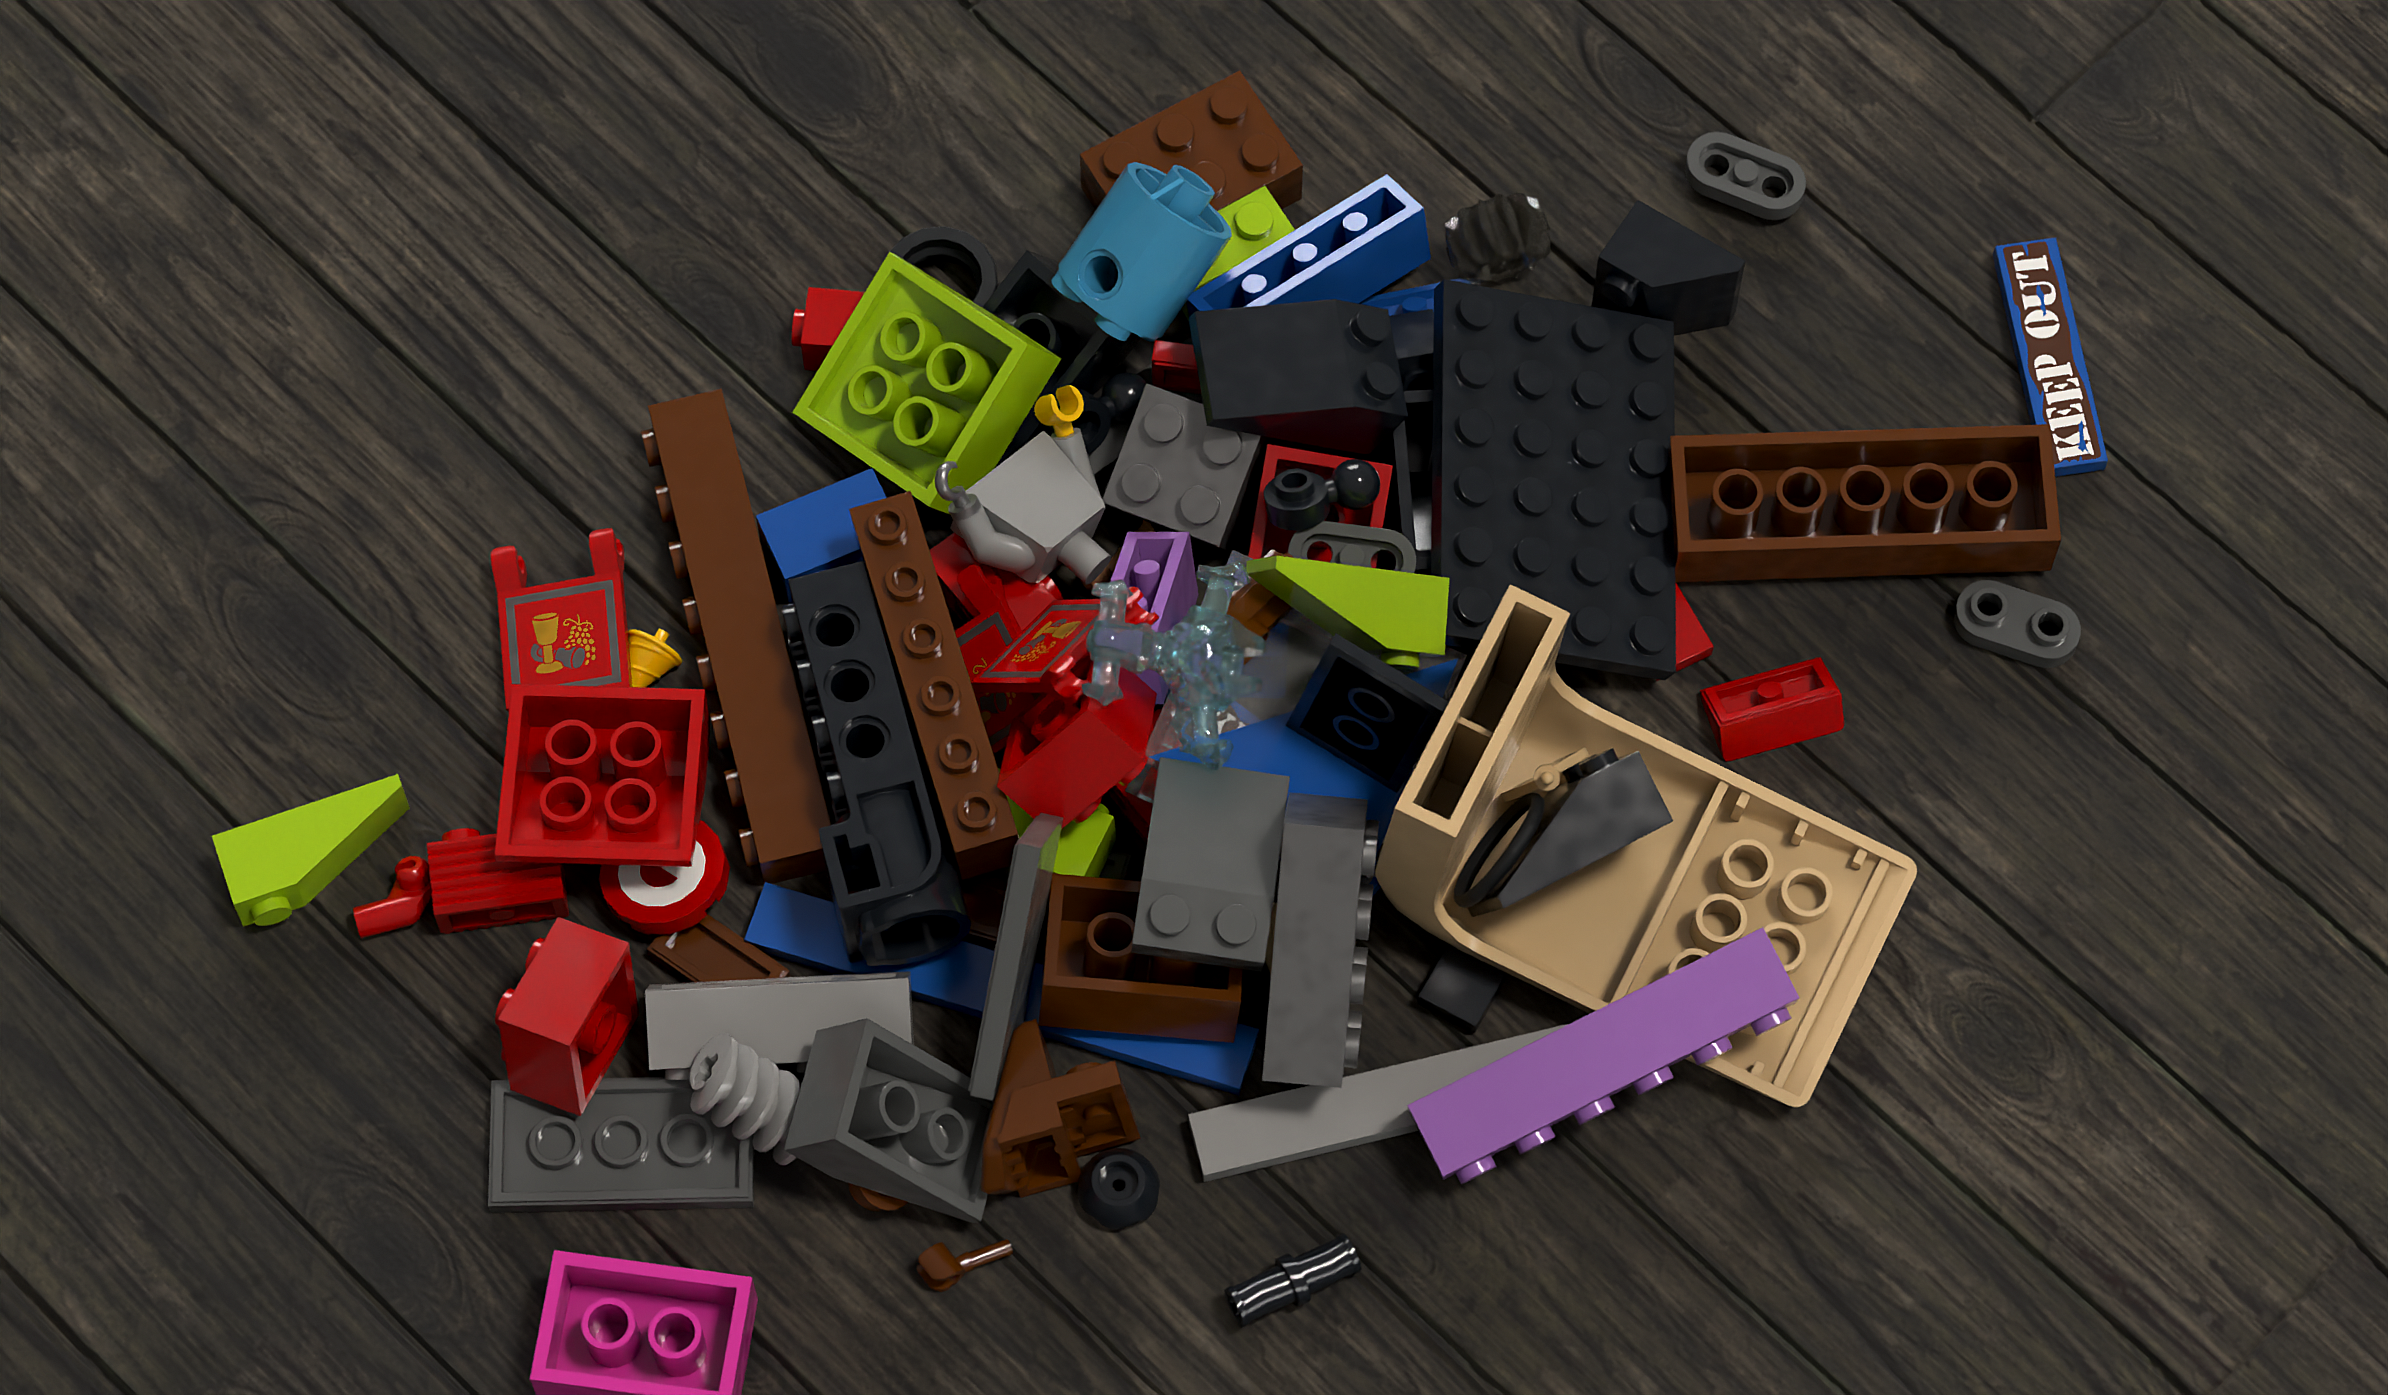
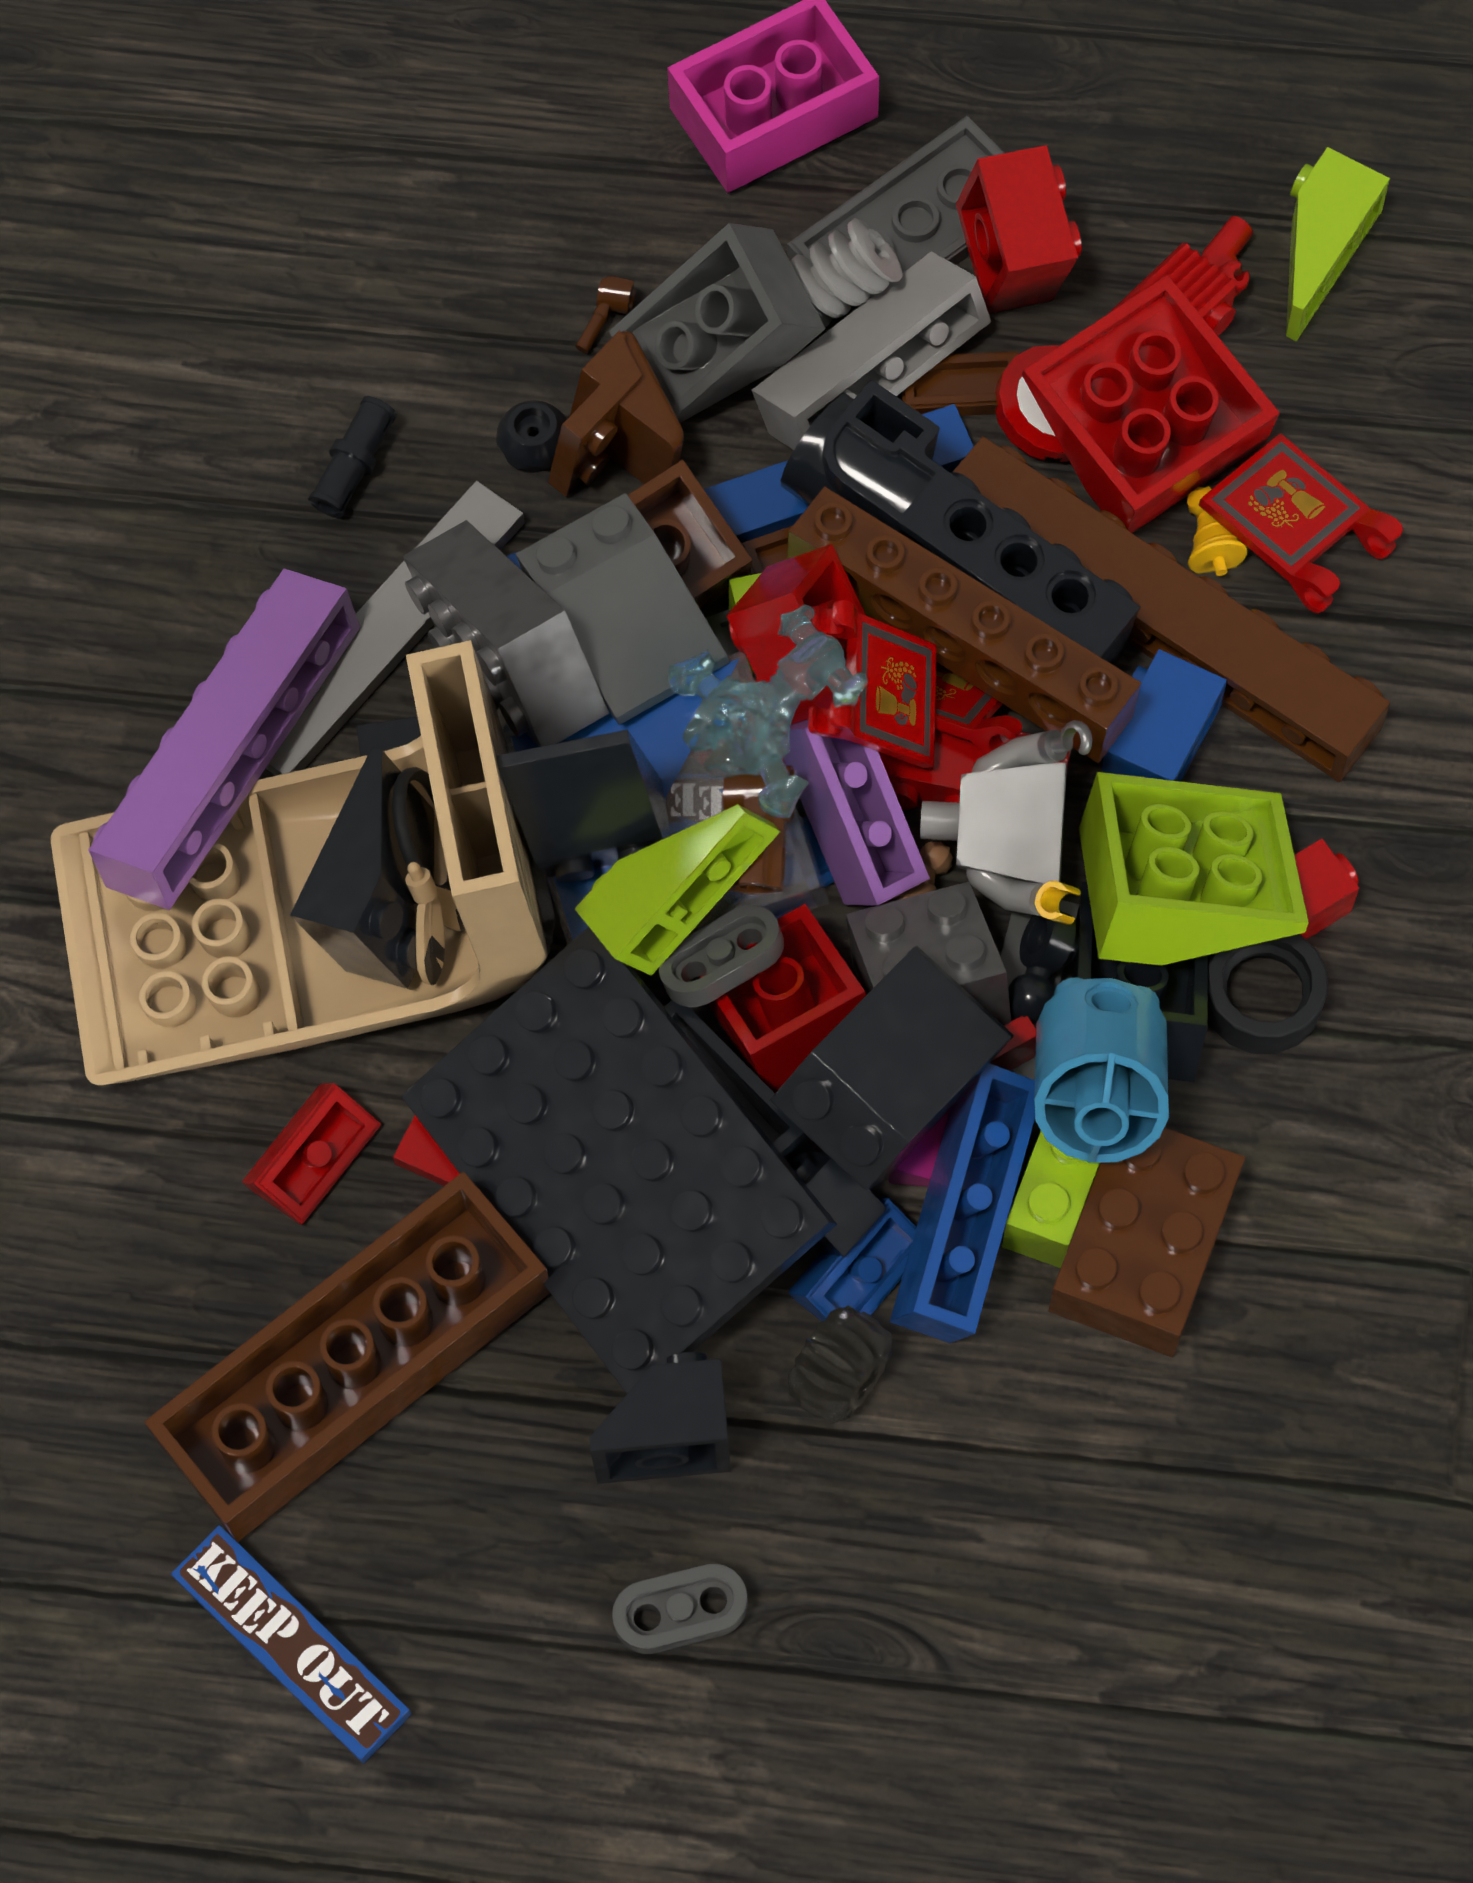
camera: 145 degrees right, 0 degrees up
(1015, 950) = (724, 466): dark grey tile -> none
(1303, 498) = (765, 999): black plate -> none
(2015, 628) = (152, 1371): dark grey plate -> none

